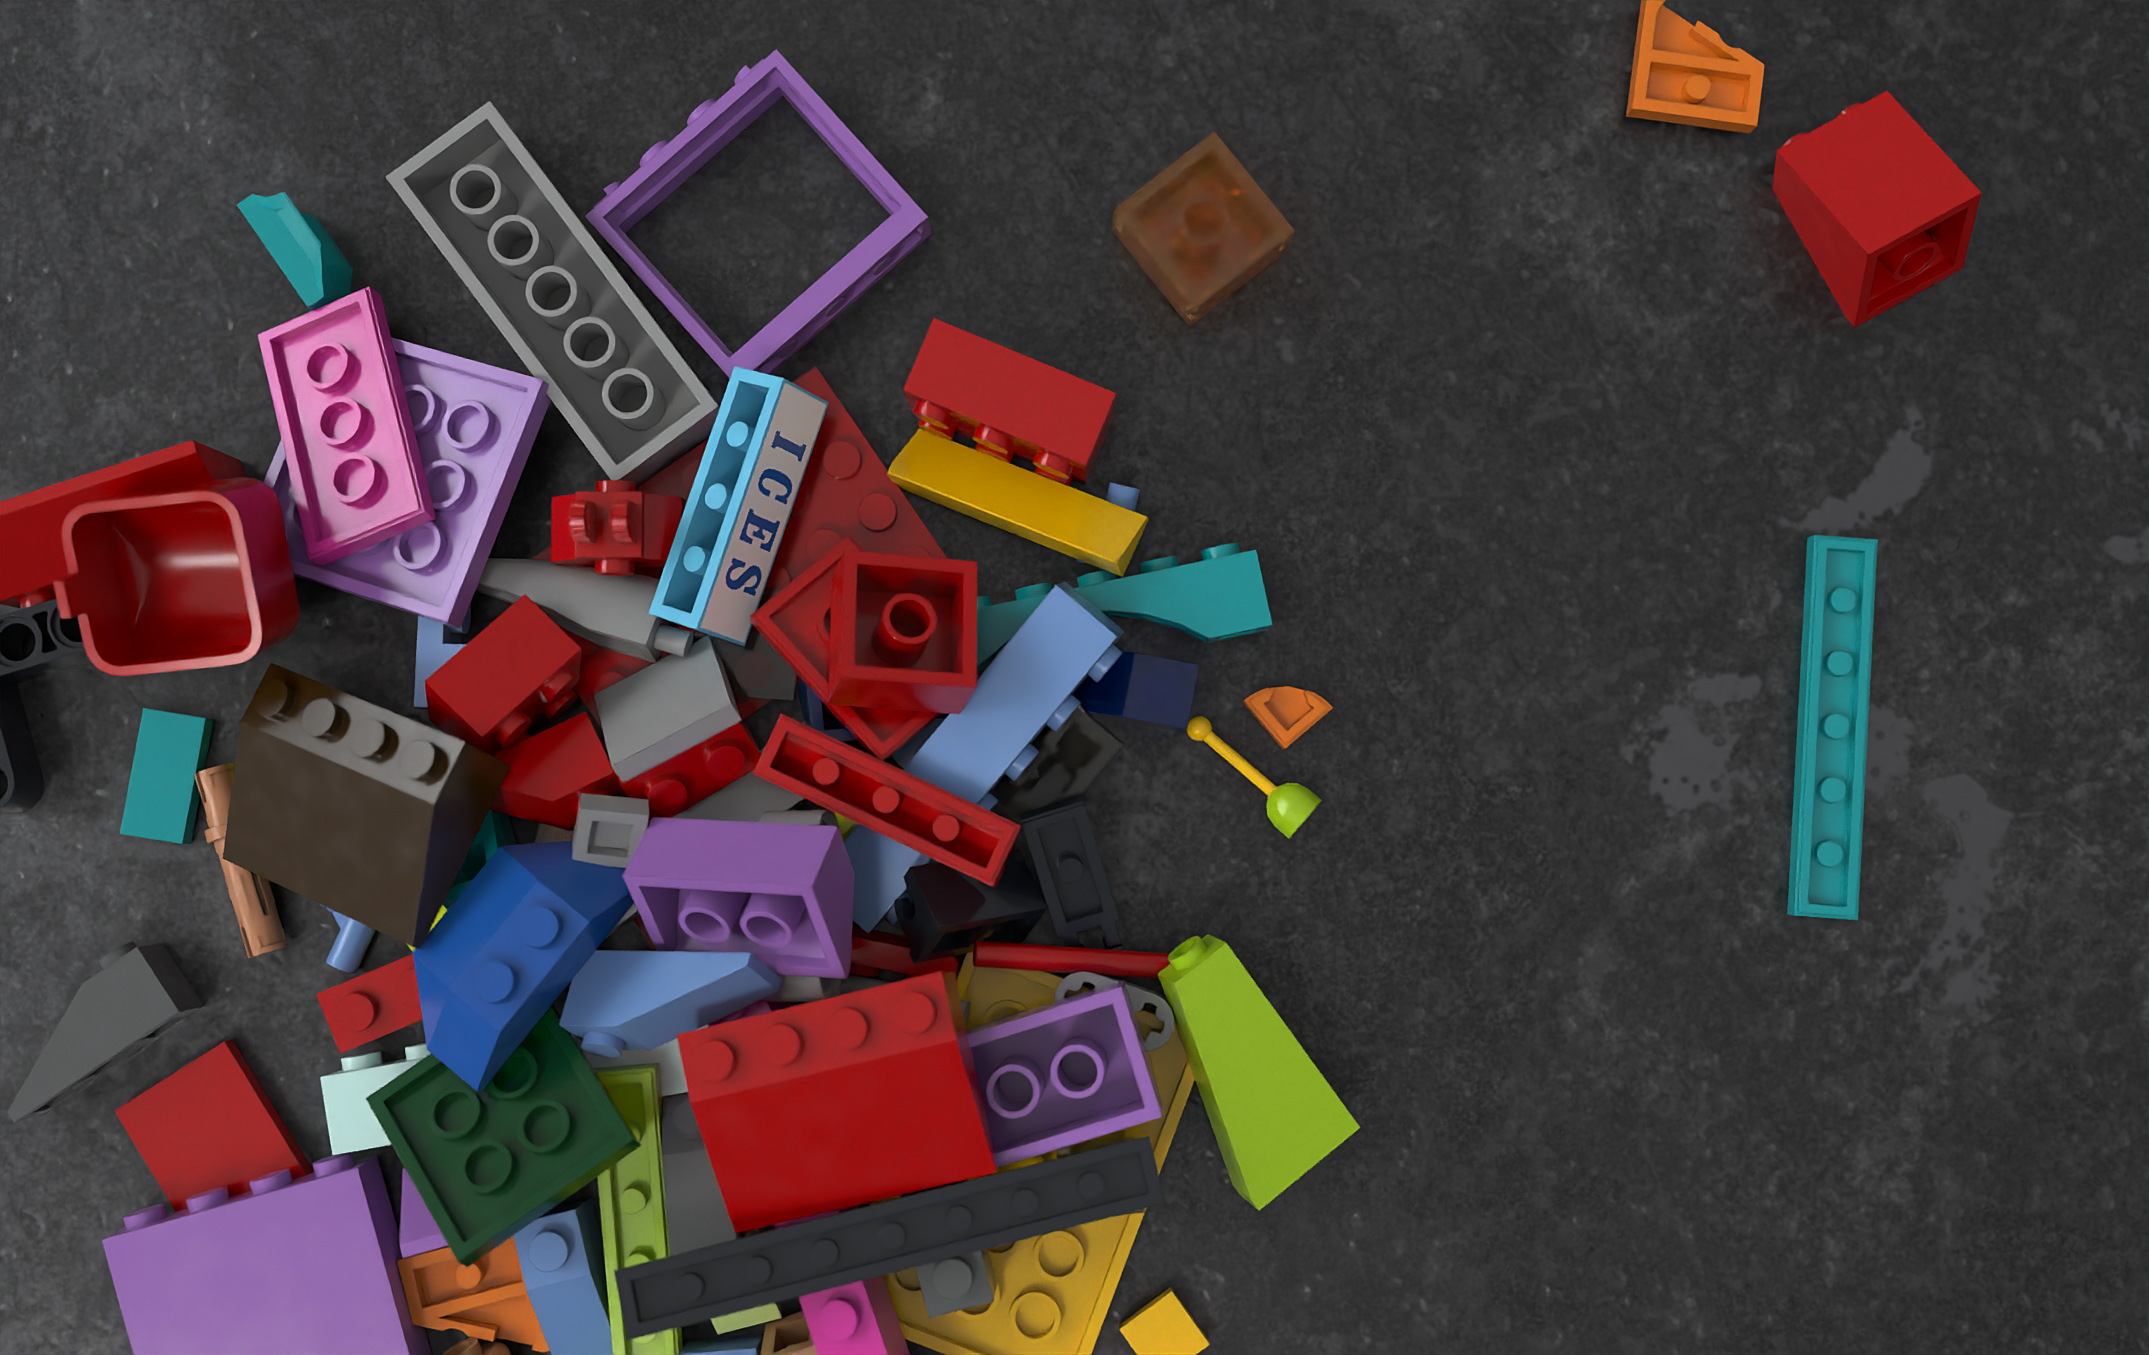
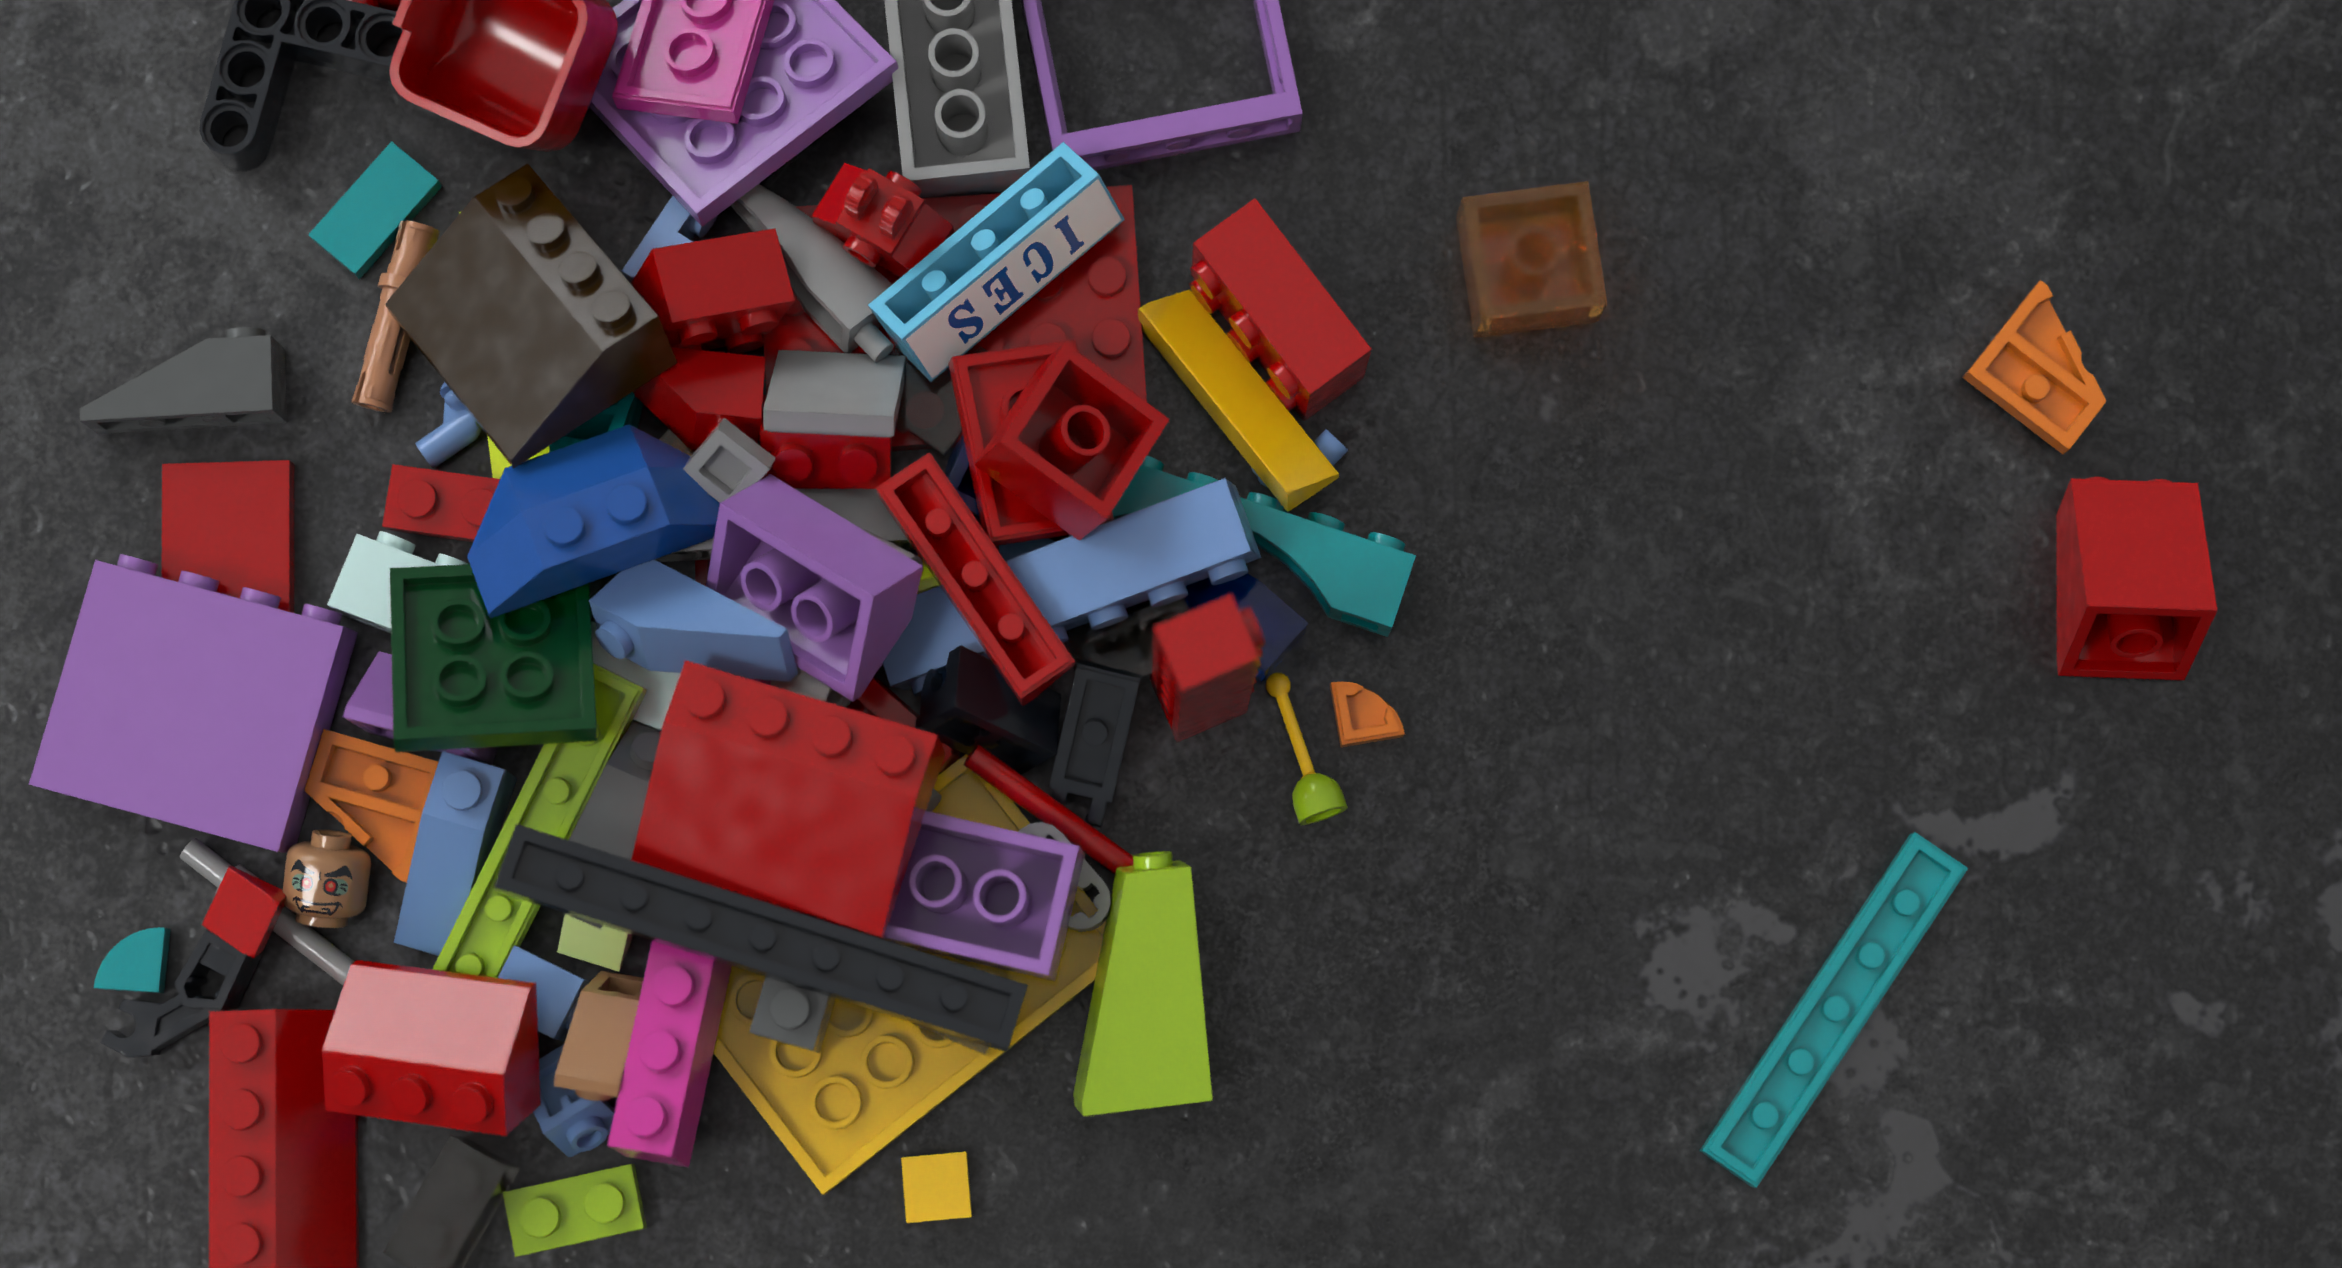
camera: 25 degrees right, 5 degrees down
(1150, 769) = (1206, 666): none -> red brick

